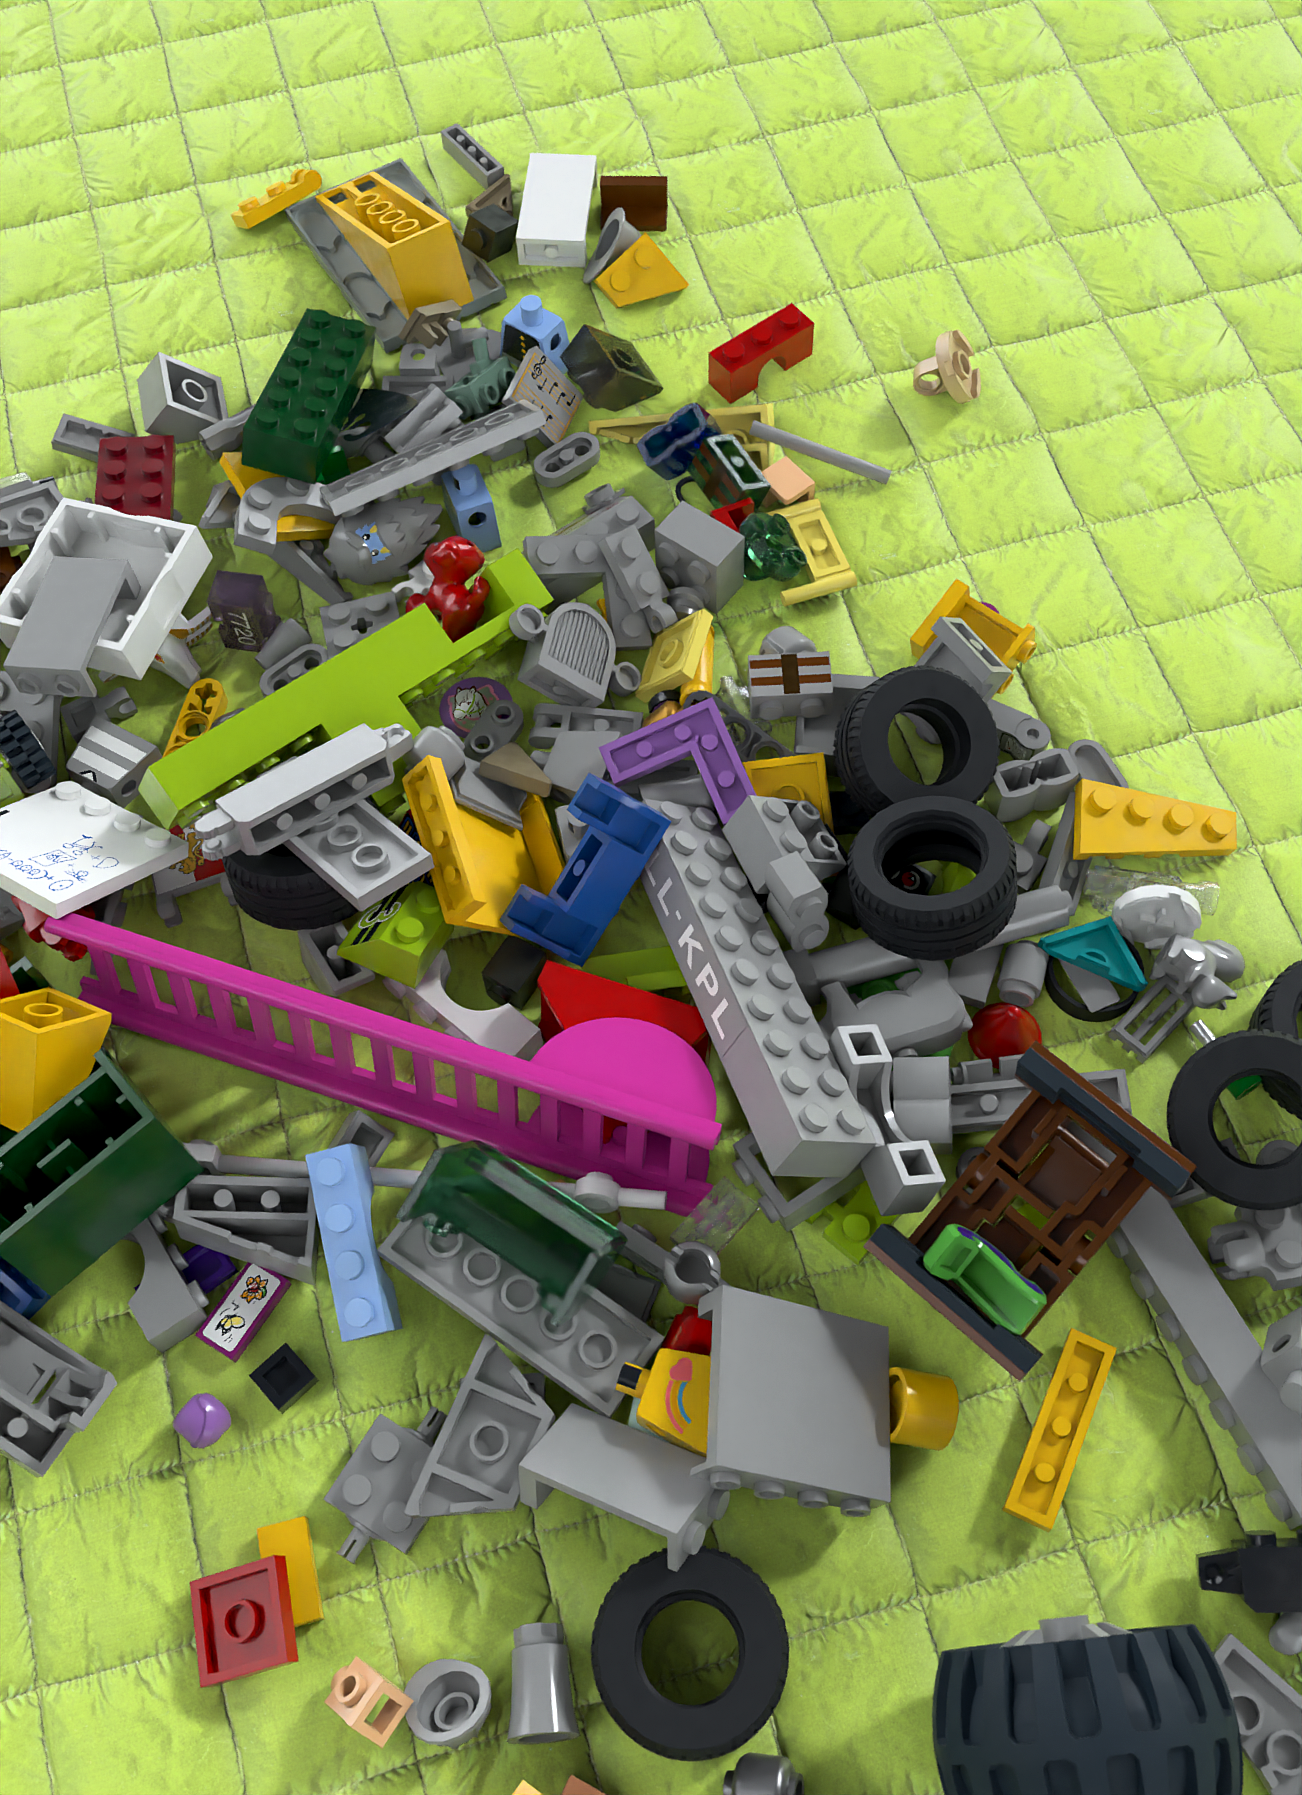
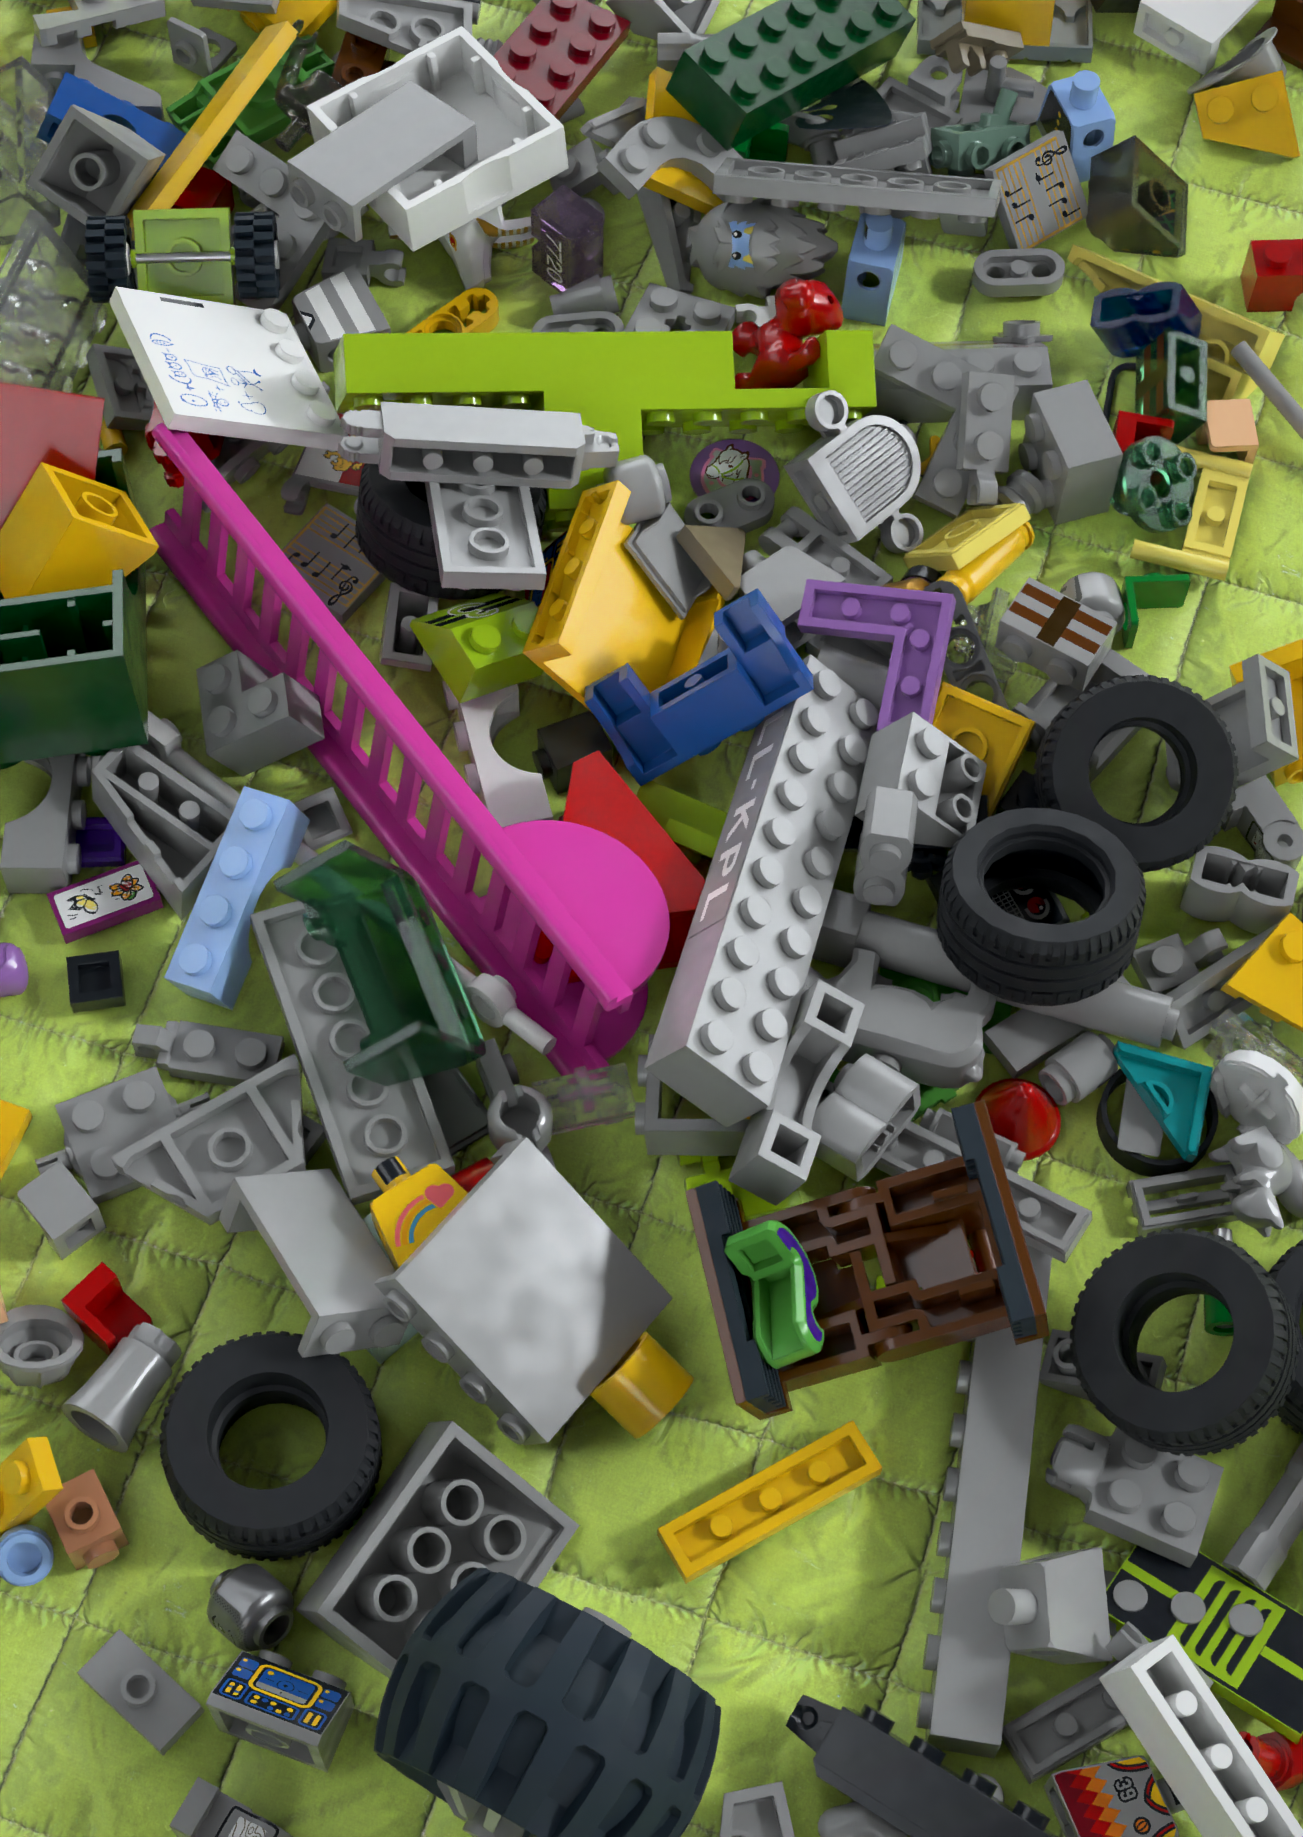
camera: 30 degrees right, 0 degrees up
(223, 554) = (582, 172): none -> light grey bracket
(234, 938) = (333, 563): none -> light grey tile
(262, 1098) = (254, 716): none -> light grey brick
(388, 1578) = (62, 1209): none -> light grey panel
(411, 1372) = (208, 1051): none -> light grey hinge
(482, 1635) = (103, 1308): none -> red panel
(820, 618) = (1149, 592): none -> green bracket
(866, 1649) = (423, 1534): none -> light grey slope

